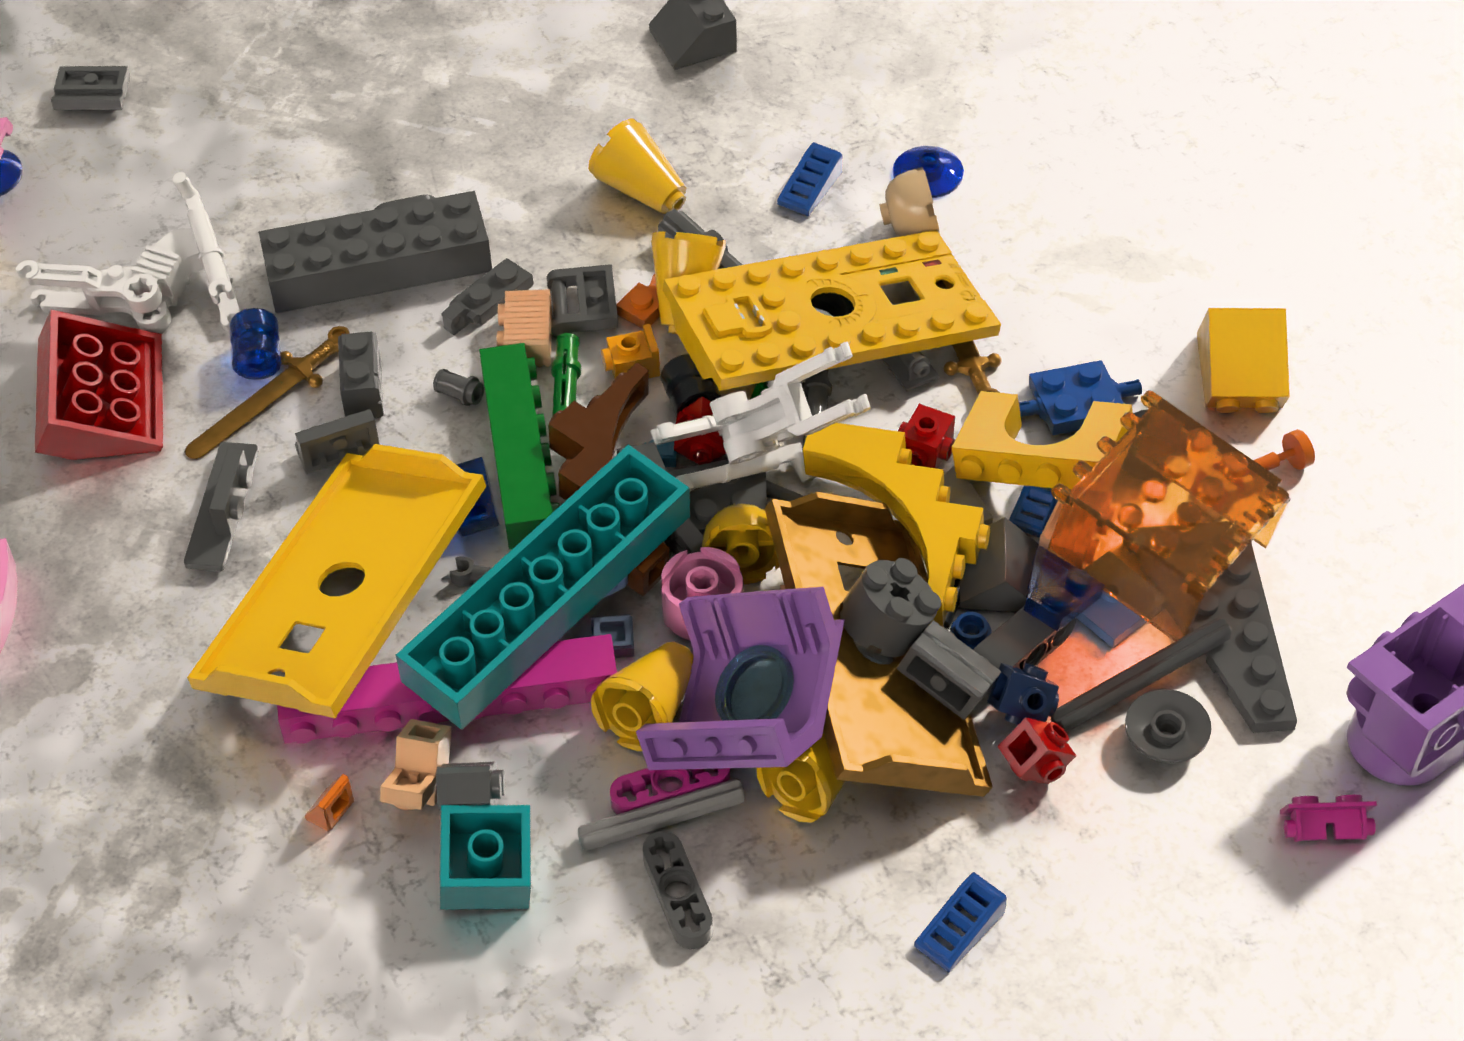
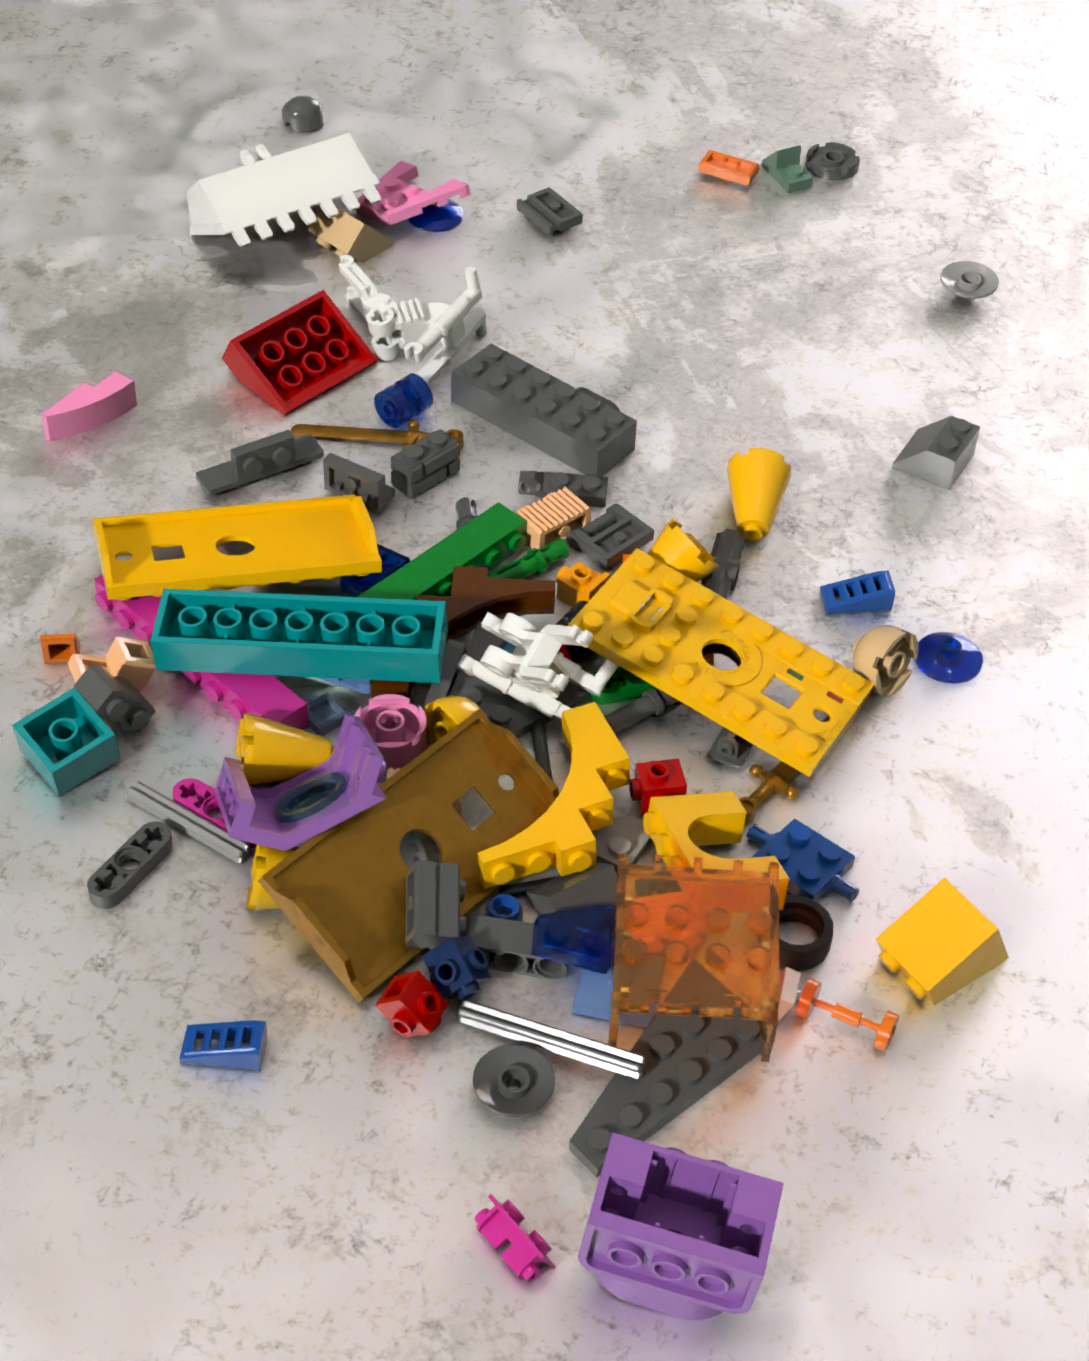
camera: 50 degrees right, 5 degrees down
(889, 607) = (449, 829): dark grey brick -> none

